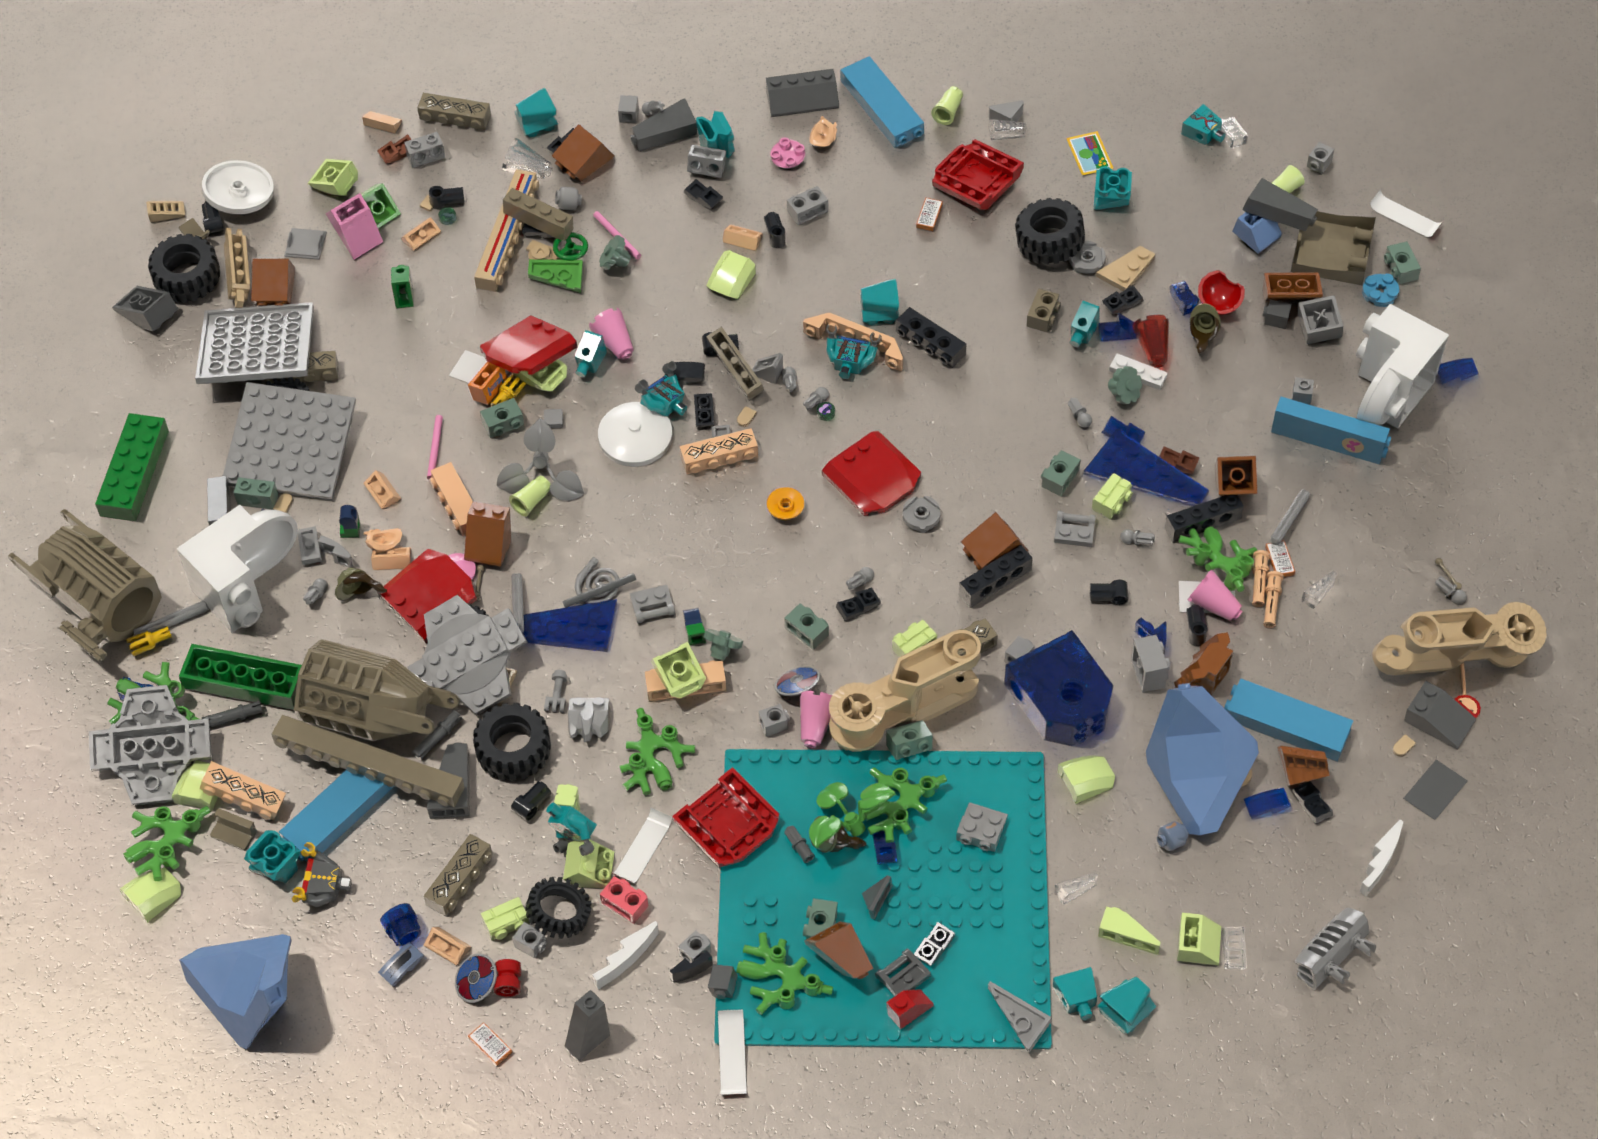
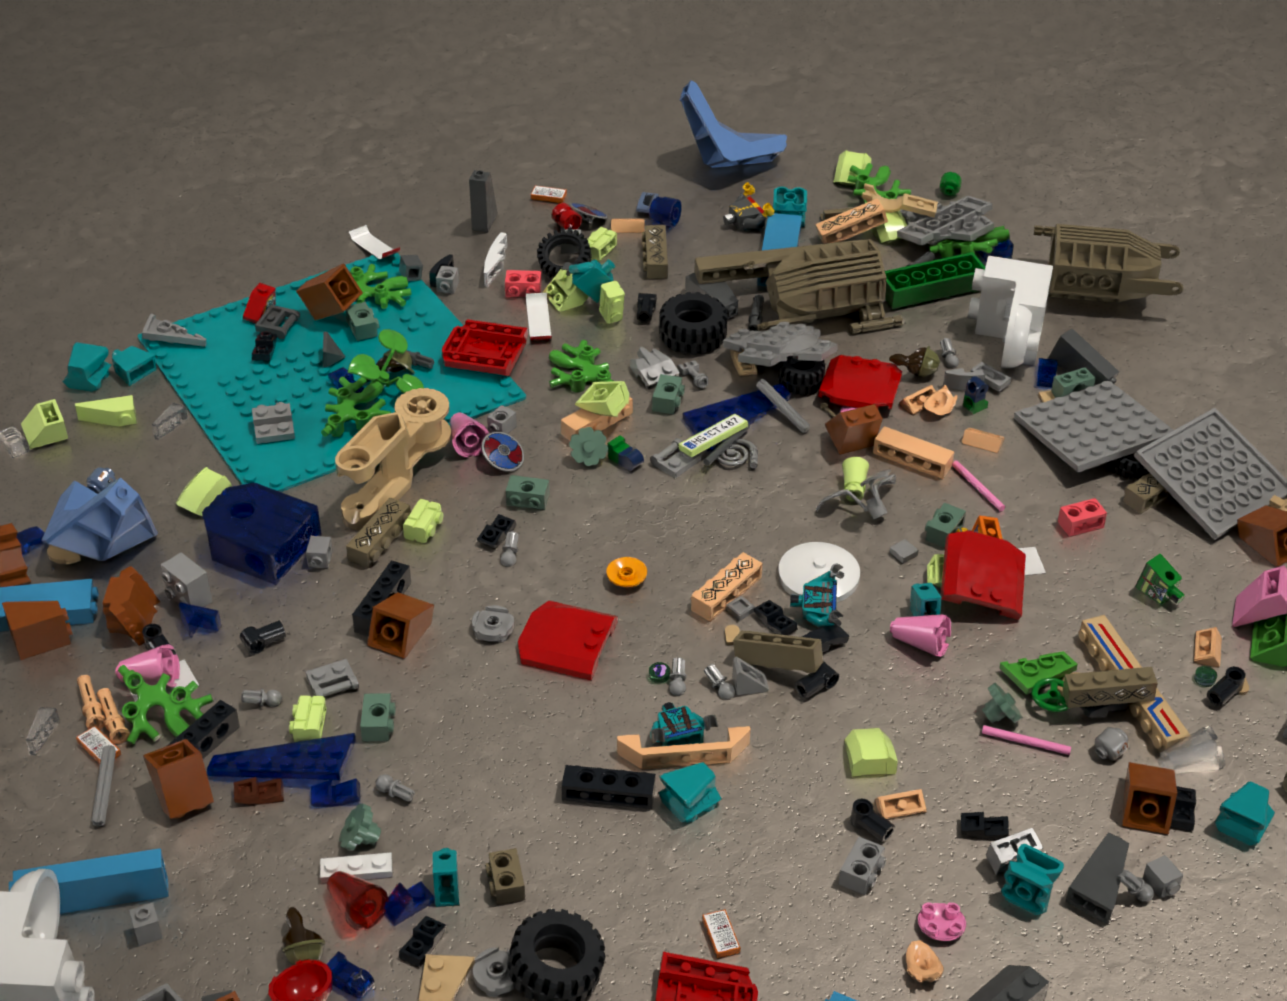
camera: 145 degrees right, 15 degrees down
(79, 808) = (950, 184): none -> green head
(132, 467) = (1189, 362): green brick -> none
(174, 777) = (906, 202): none -> tan piece
(392, 370) = (1082, 517): none -> coral brick
(600, 683) = (667, 394): none -> sand green brick
(607, 596) = (713, 435): none -> tile
(1291, 677) = (37, 626): none -> dark orange slope

